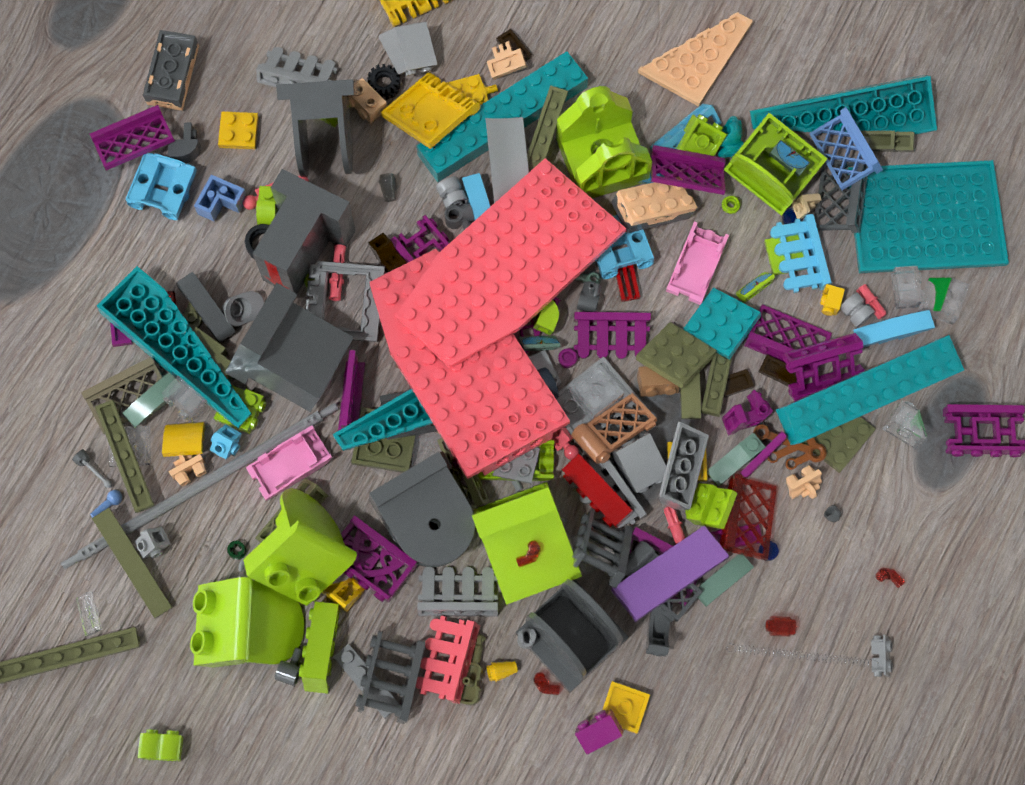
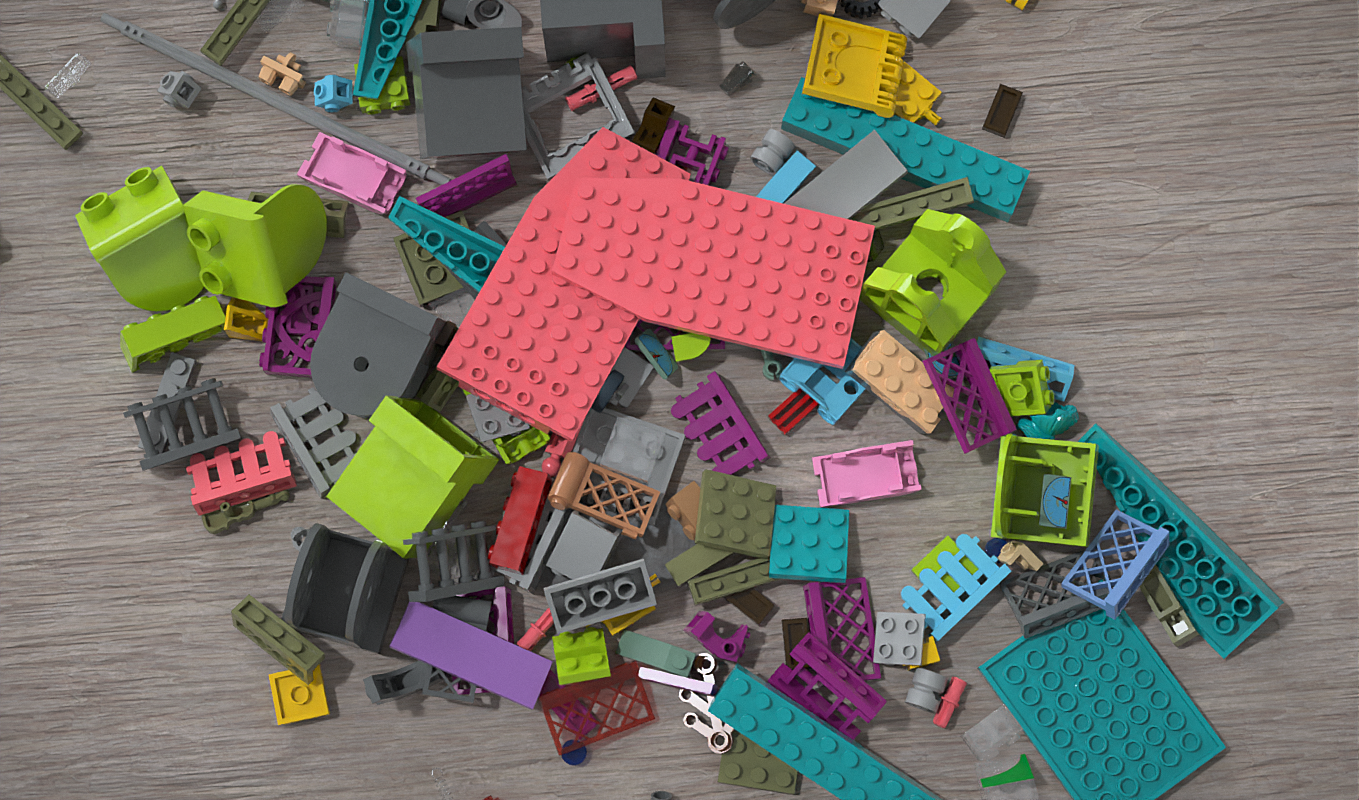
camera: 60 degrees right, 5 degrees up
(114, 497) = (206, 20): medium blue bar -> none
(132, 563) = (146, 83): olive tile -> none
(183, 439) = (310, 48): yellow slope -> none
(241, 554) = (223, 187): dark green bush -> none
(289, 672) = (123, 313): dark grey piece -> none
(464, 215) = (754, 182): dark grey piece -> none
(501, 670) = (261, 537): yellow cone -> none
(506, 61) = (976, 111): light nougat hinge -> none
(531, 556) = (389, 488): clear red arm -> none
(543, 685) = (272, 593): clear red arm -> none
(567, 358) = (661, 397): magenta tile -> none
(579, 698) = (277, 638): none -> olive fence
(589, 297) = (745, 378): dark grey piece -> none
(598, 731) = (253, 681): magenta brick -> none
(698, 62) = (1118, 328): light nougat wing -> none
(724, 579) = (506, 720): sand green slope -> none
(733, 200) = (969, 463): lime plate -> none
(755, 286) = (881, 557): lime slope -> none
(805, 486) = (675, 751): light nougat hips -> none
(816, 304) = (899, 638): none -> light grey hinge
(895, 328) = (931, 747): medium azure slope -> none

